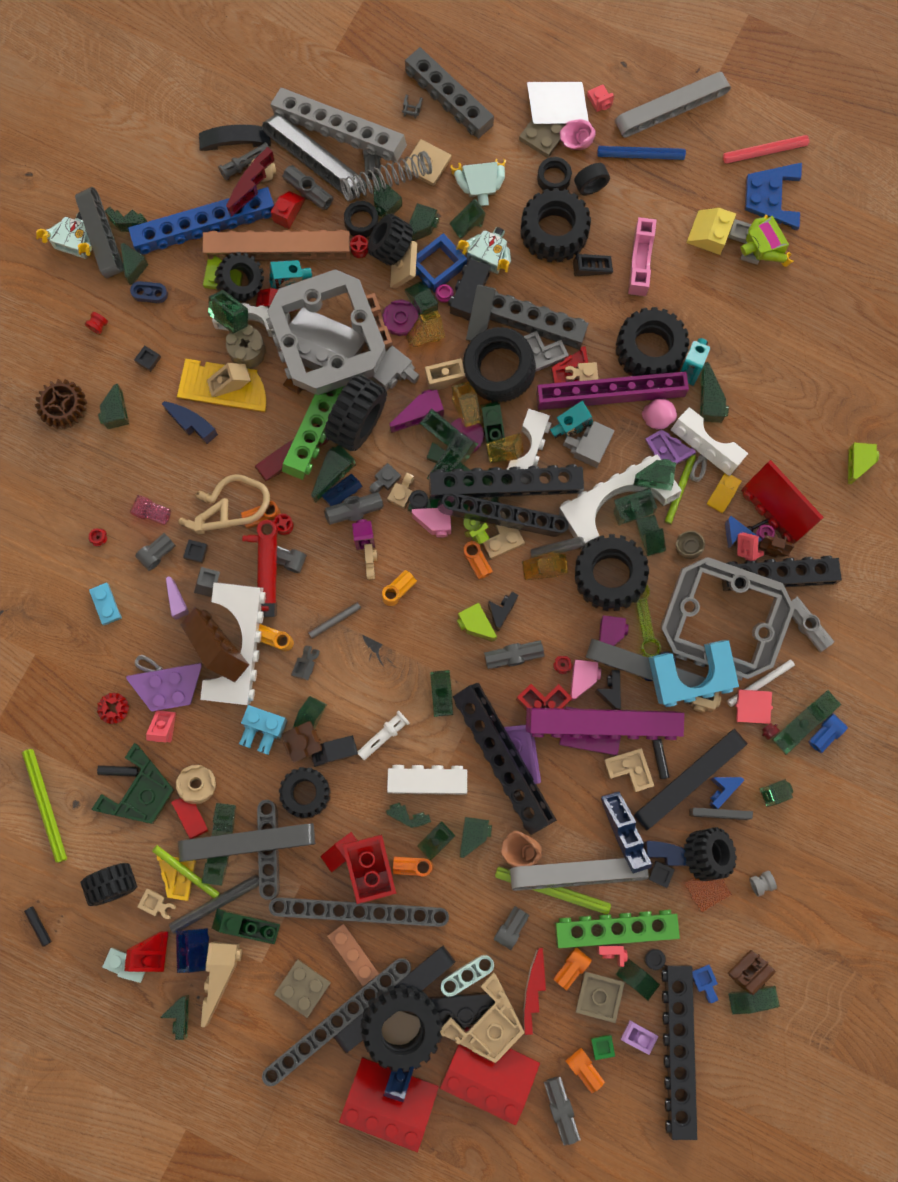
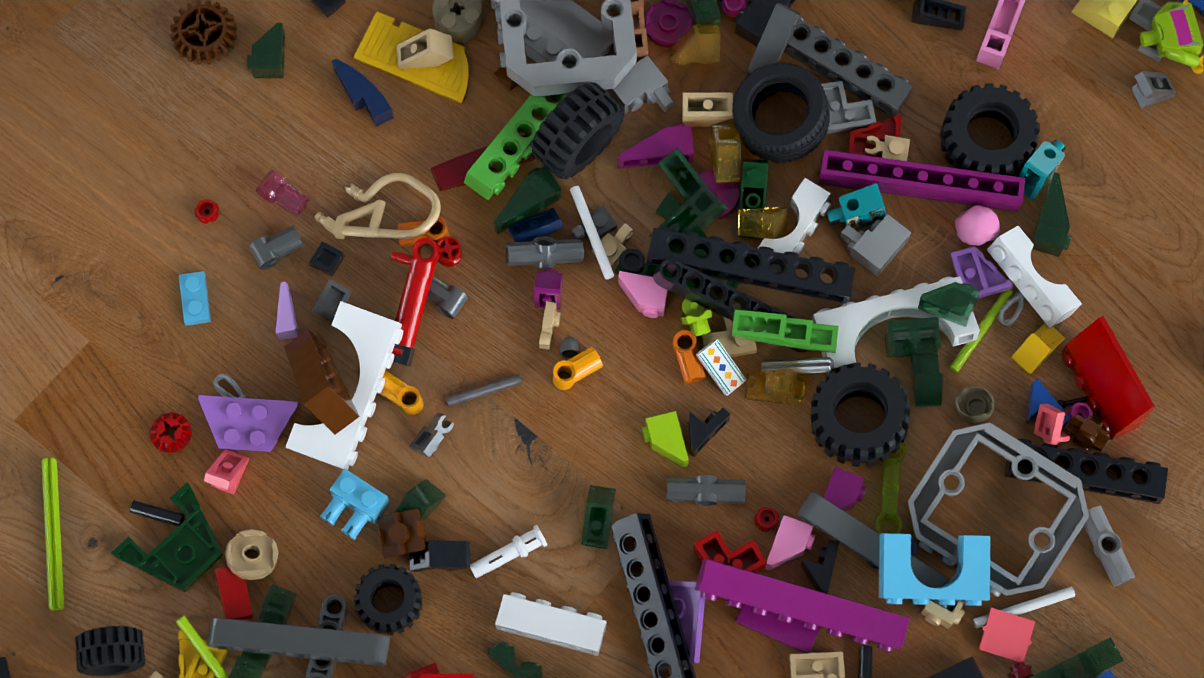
camera: 15 degrees right, 5 degrees down
(384, 485) = (592, 232): none -> white bar
(389, 574) = (569, 347): none -> dark grey hinge
(502, 561) = (721, 367): none -> white tile
(543, 525) = (785, 331): none -> bright green slope
(757, 284) = (1152, 88): none -> dark grey slope

